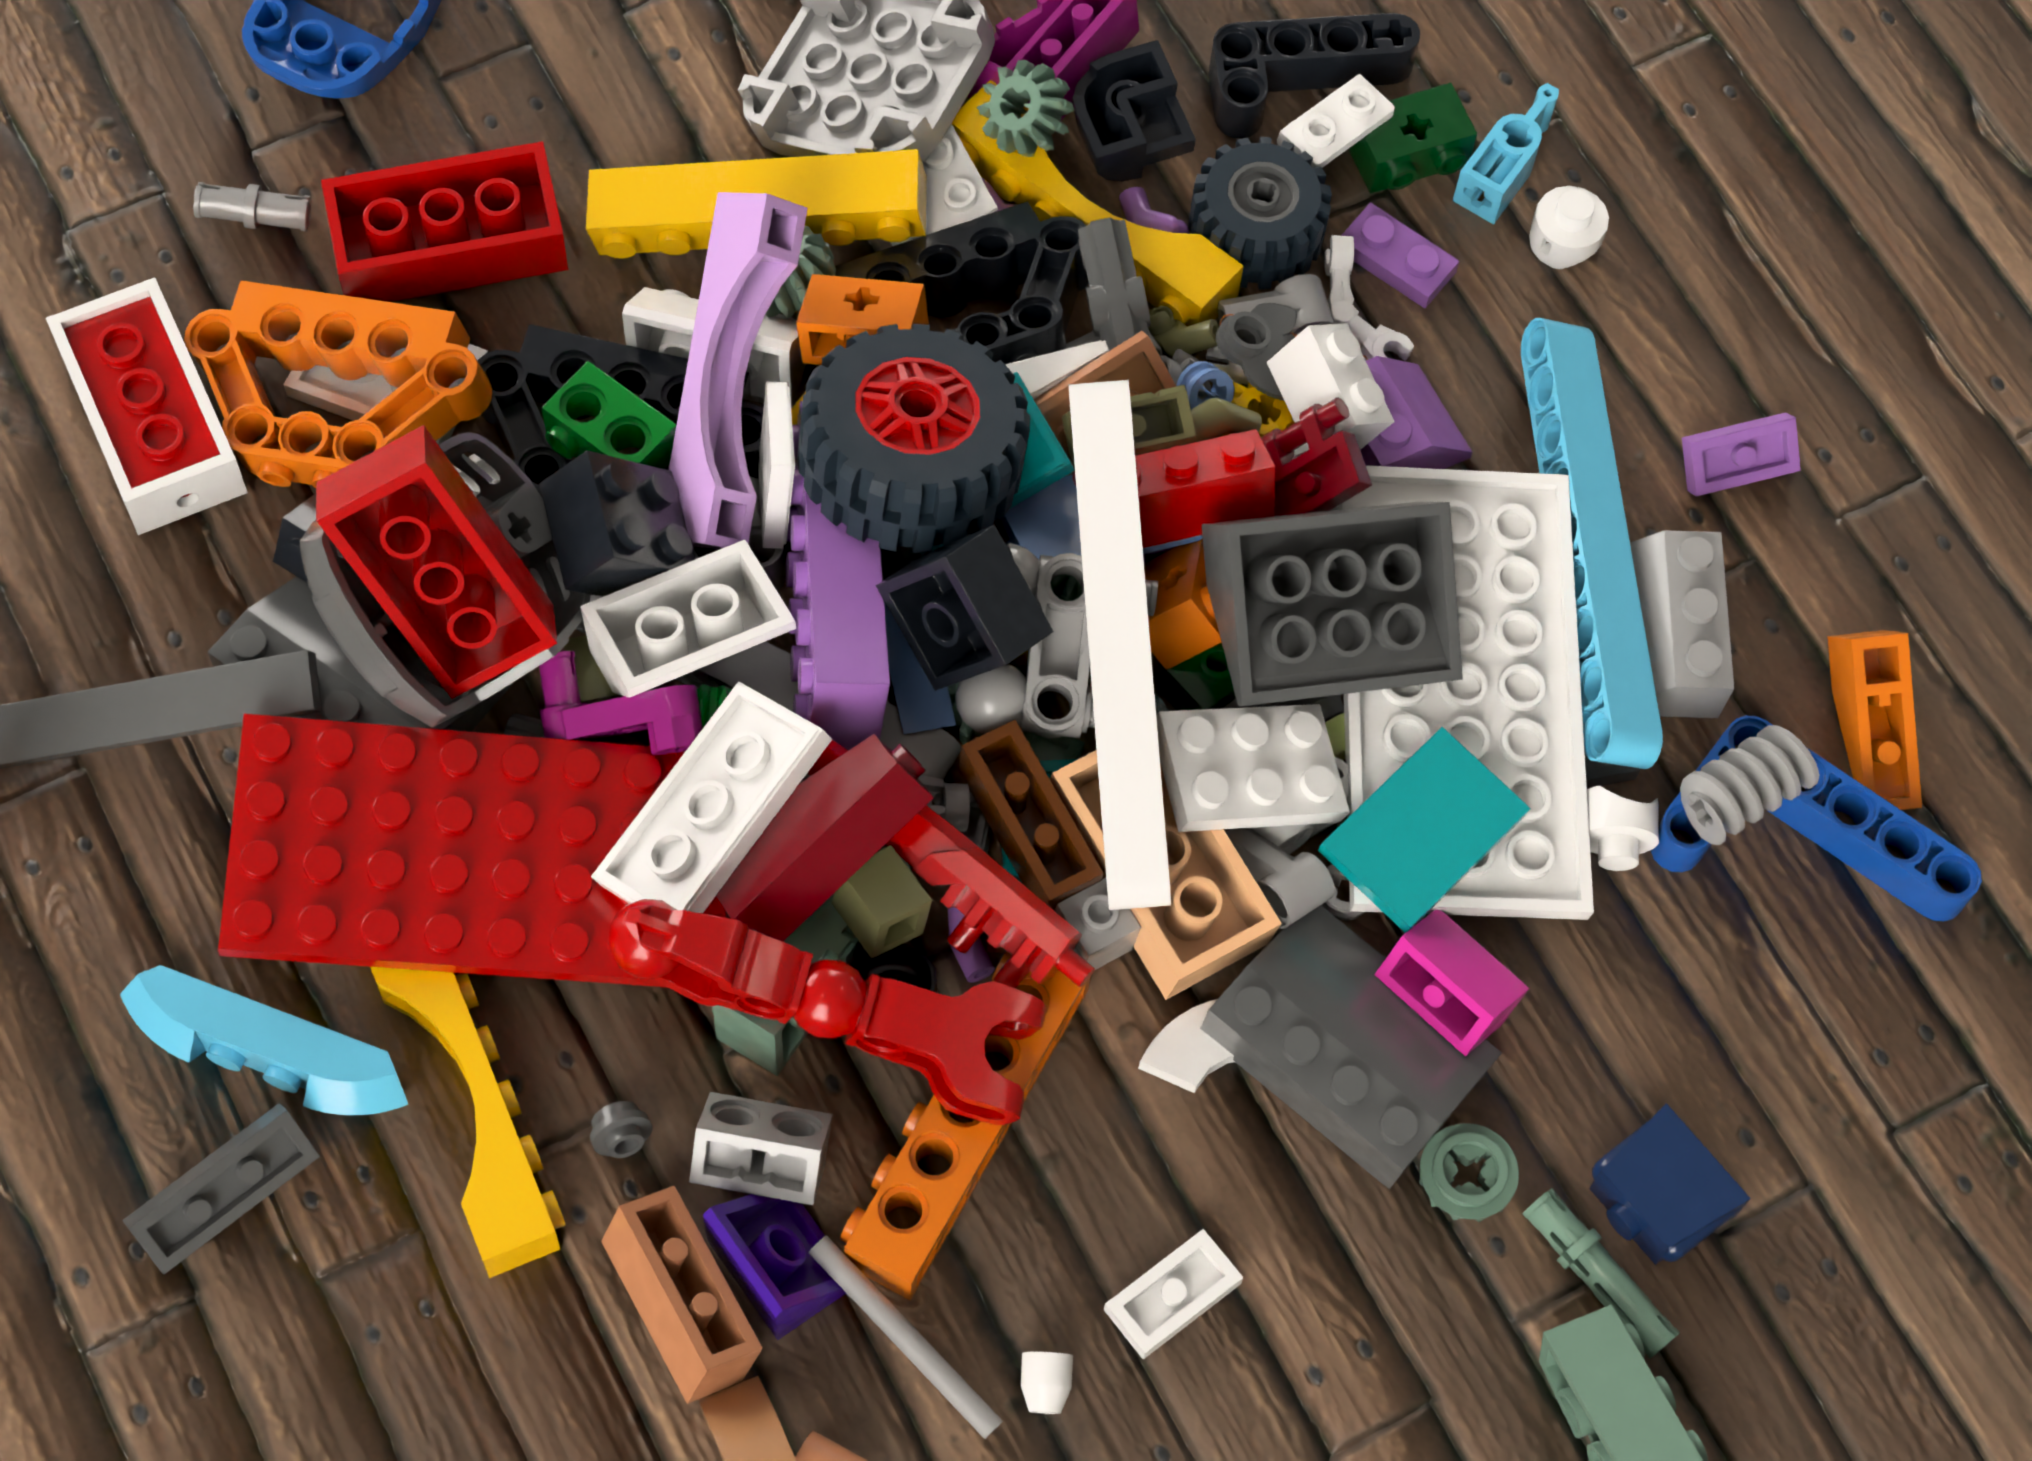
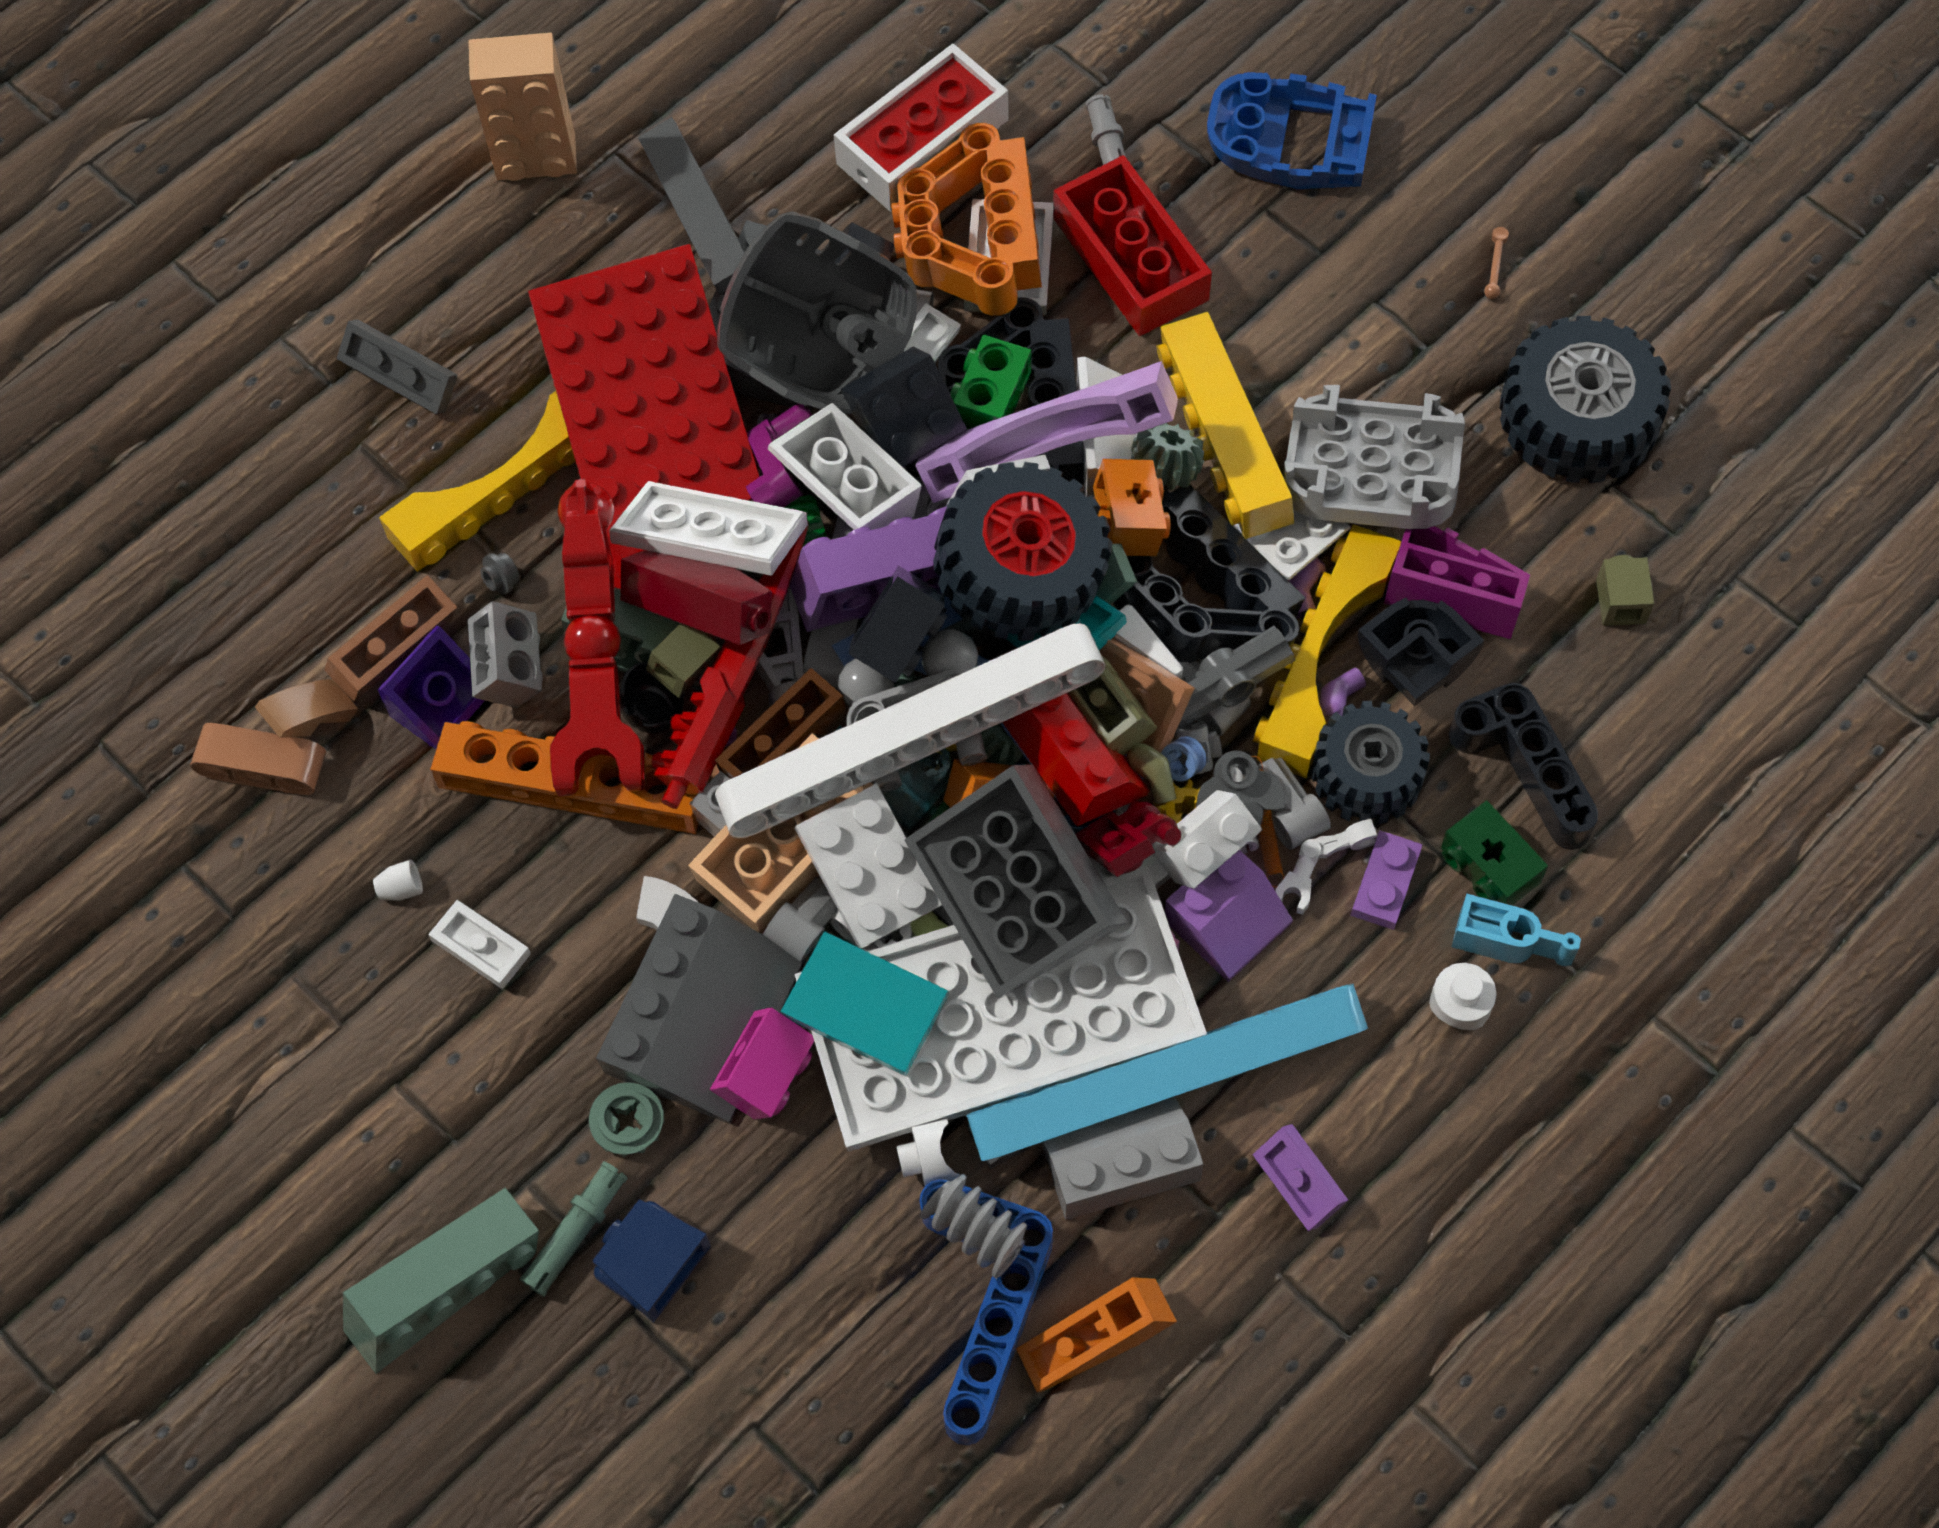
camera: 80 degrees right, 0 degrees up
(198, 1017) = (492, 396): medium azure brick -> none
(436, 562) = (805, 292): red brick -> none
(905, 1337) = (402, 788): light grey bar -> none
(1008, 102) = (1367, 561): sand green gear -> none
(1174, 335) = (1239, 734): olive arm -> none
(1338, 121) = (1469, 791): white bracket -> none

